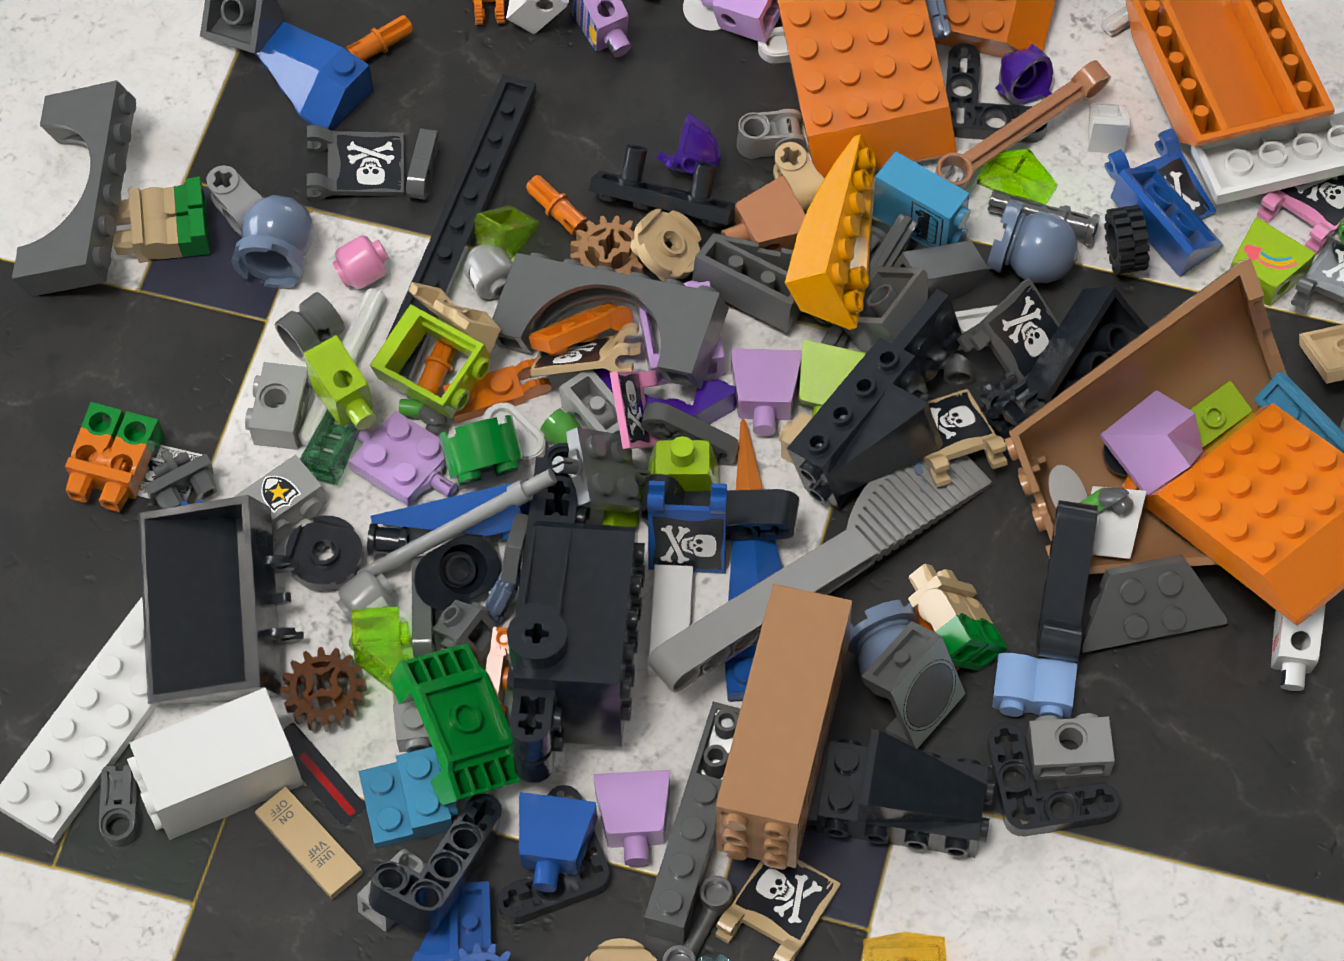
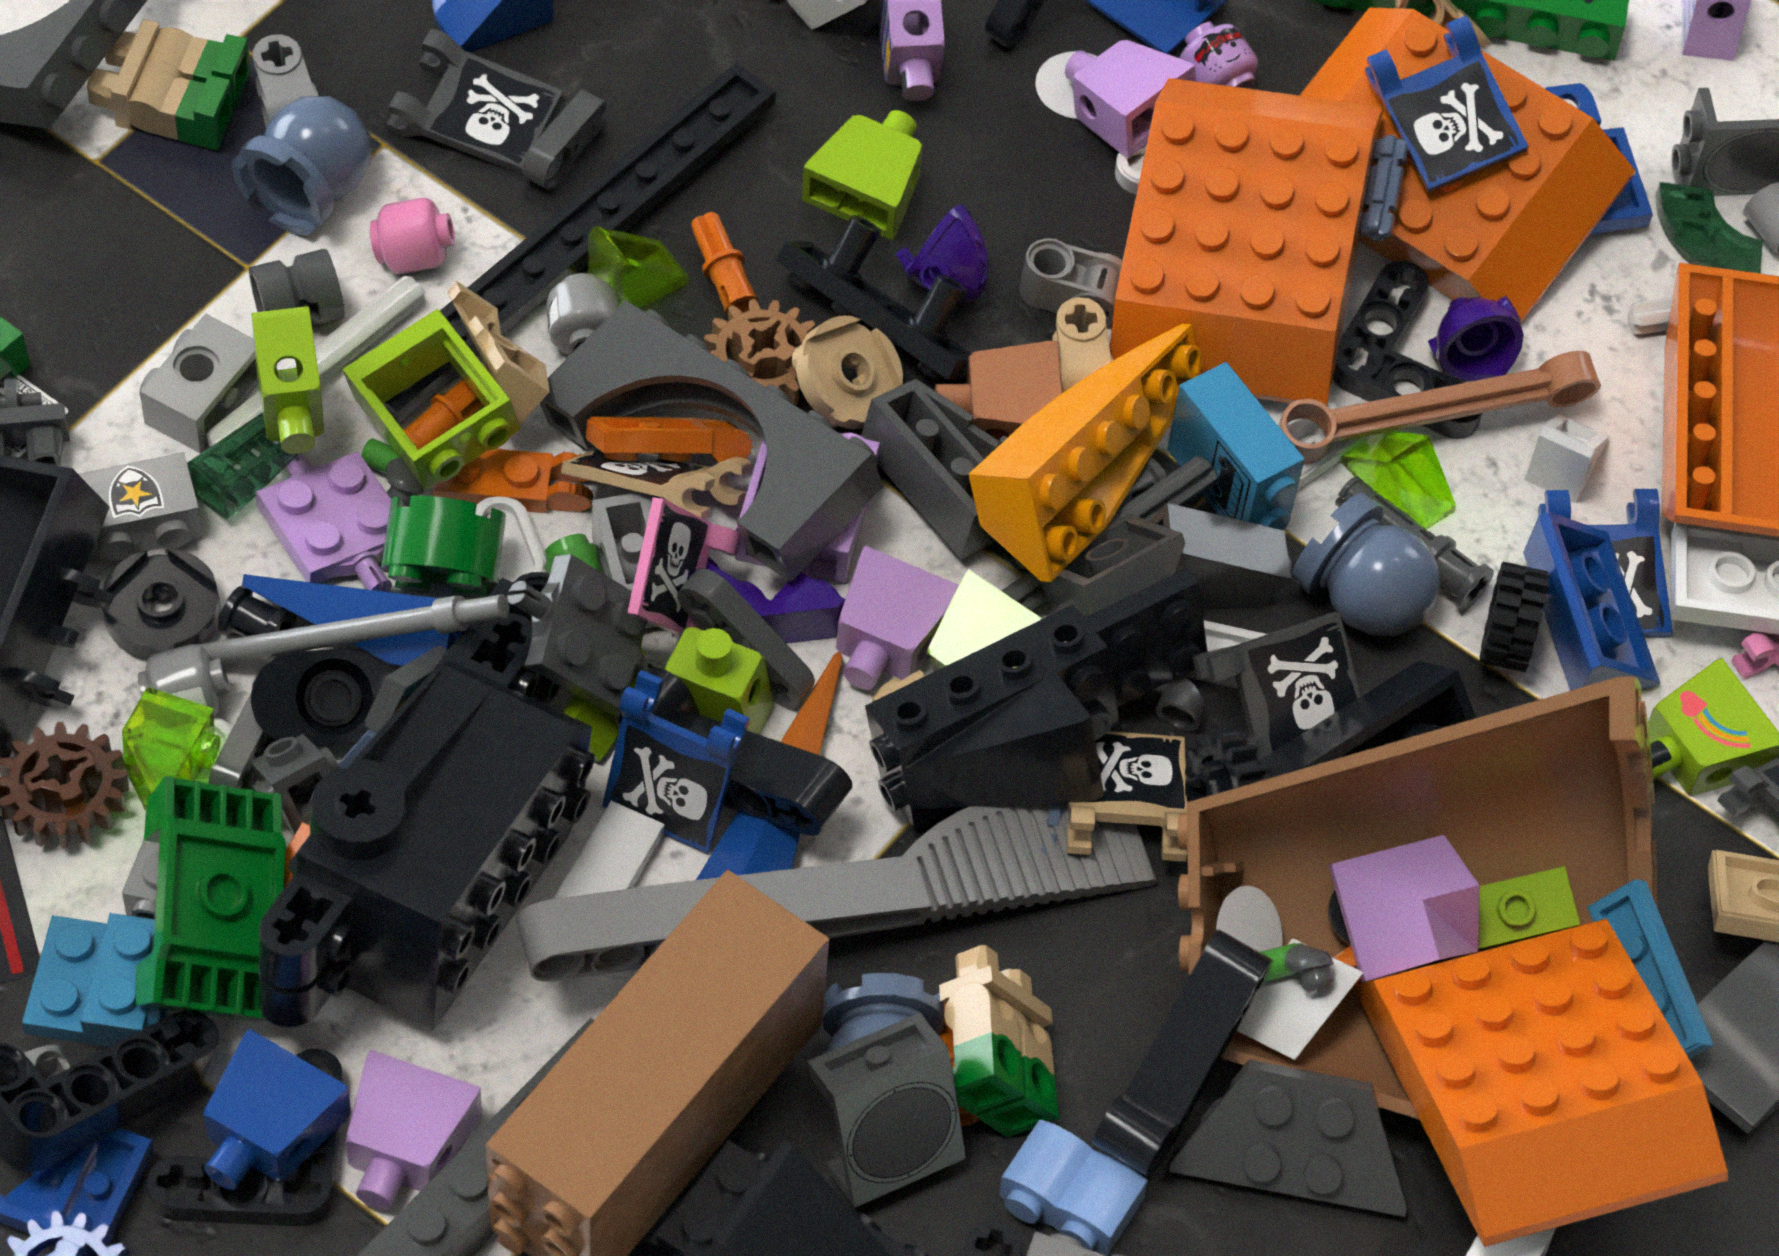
camera: 15 degrees right, 5 degrees down
(615, 112) = (866, 171): none -> lime torso

